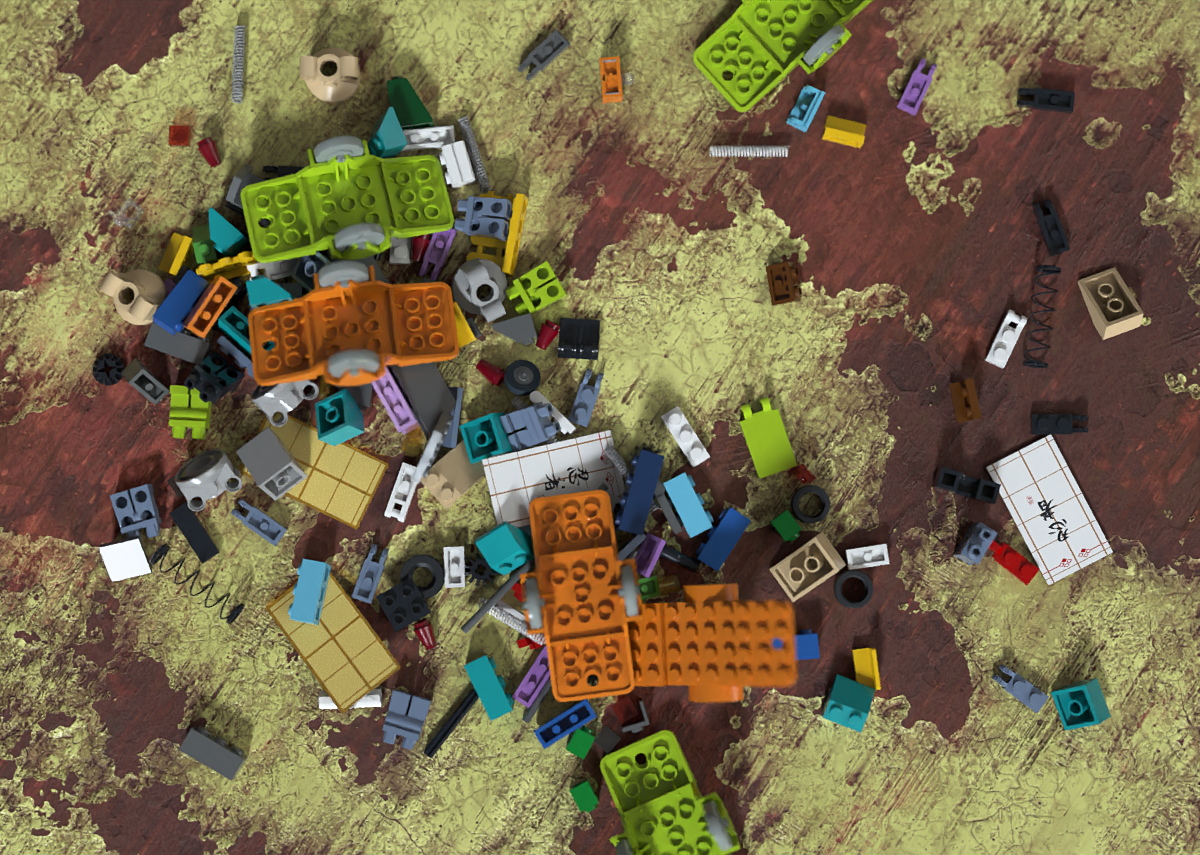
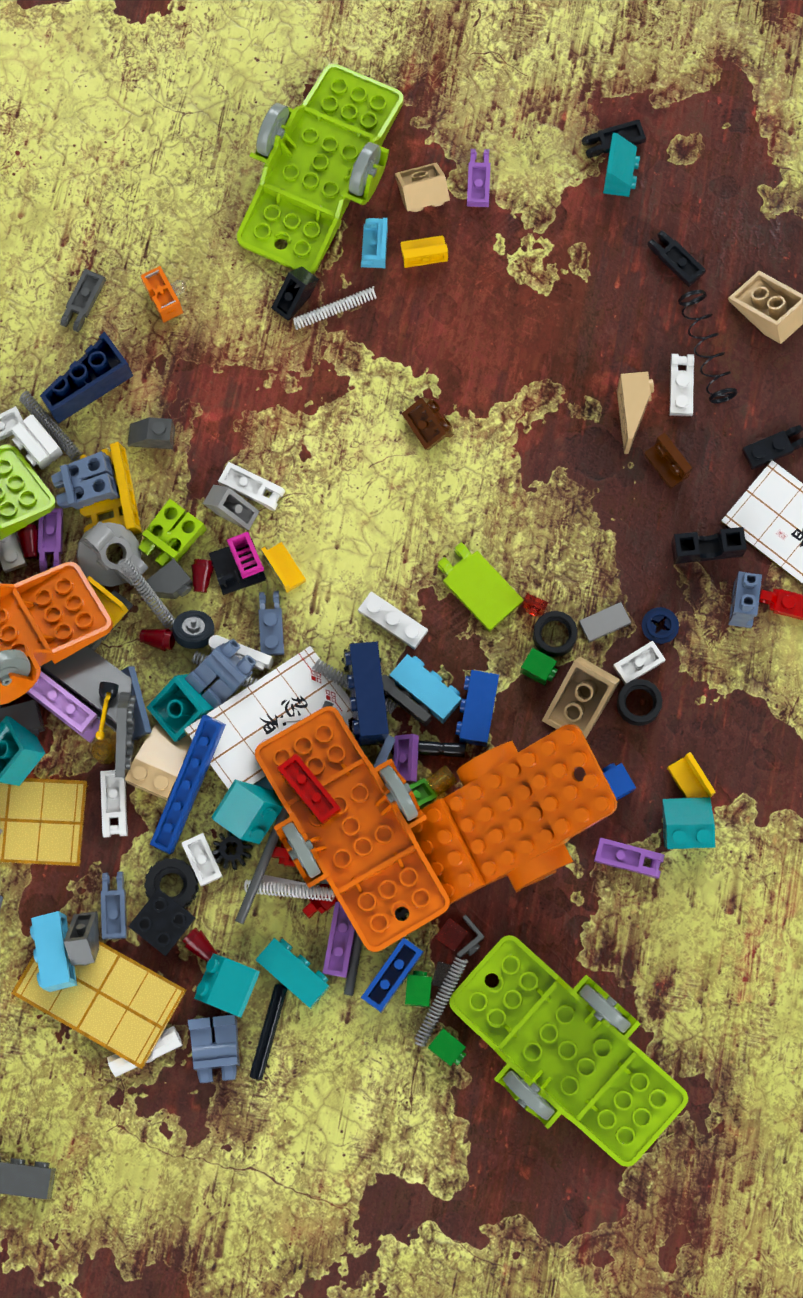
camera: 20 degrees left, 10 degrees down
(336, 592) = (83, 939): none -> dark grey slope
(432, 408) = (108, 692): none -> hinge
(434, 676) = (226, 985): none -> teal slope
(467, 504) = (187, 784): none -> blue tile
(494, 330) = (134, 570): none -> light grey piece
(520, 128) = (87, 379): none -> dark blue wedge
(554, 196) = (152, 433): none -> dark grey slope
(560, 554) = (309, 789): none -> red plate
(588, 321) = (239, 542): none -> dark pink slope
(593, 756) = (449, 991): none -> light grey piece
(594, 287) = (231, 506): none -> light grey slope
(616, 355) = (283, 566): none -> yellow panel
(617, 275) = (251, 486): none -> white plate
(721, 124) = (294, 292): none -> black slope
(789, 708) = (628, 857): none -> medium lavender plate
(854, 511) = (604, 622): none -> light grey tile
(867, 75) = (422, 187): none -> tan slope
(907, 534) = (656, 615): none -> dark blue gear
(958, 340) = (633, 396): none -> tan slope
(1039, 129) = (620, 167): none -> teal slope

